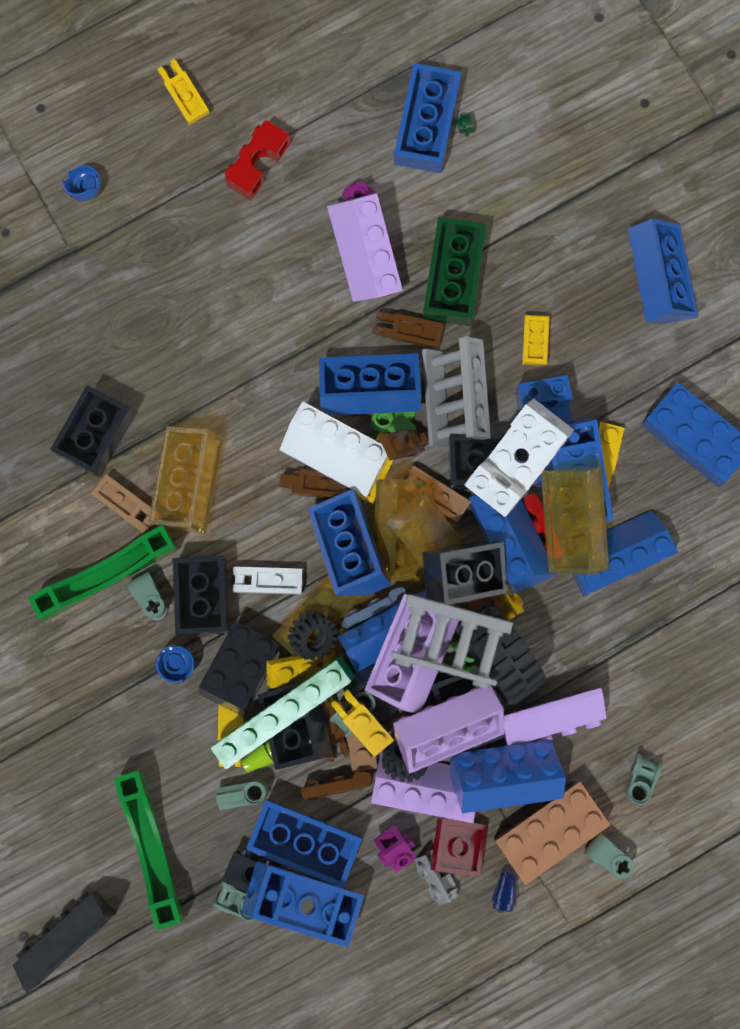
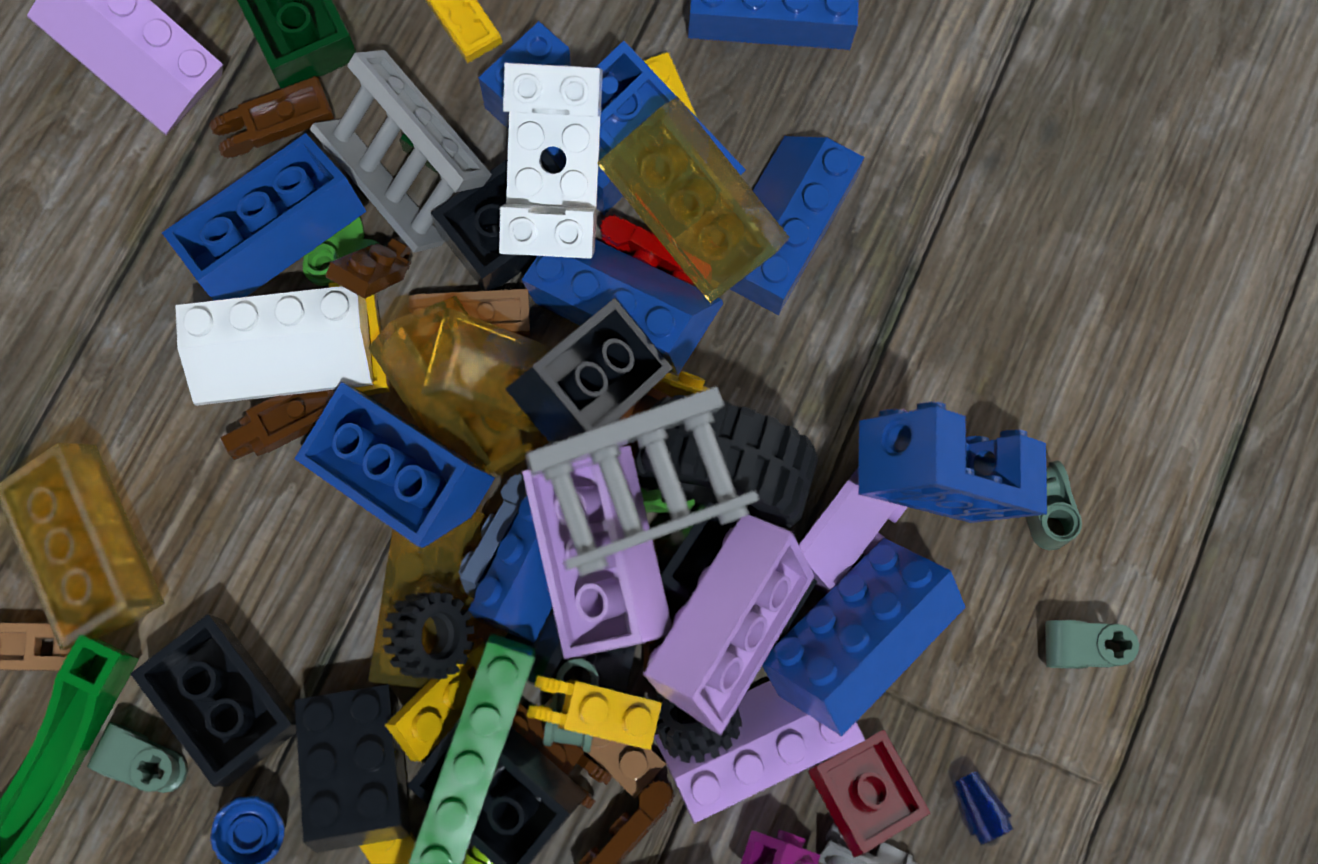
camera: 45 degrees left, 5 degrees down
(268, 580) = (308, 606): white plate -> none
(551, 832) = (983, 672): nougat brick -> none
(595, 726) = (933, 467): none -> blue plate

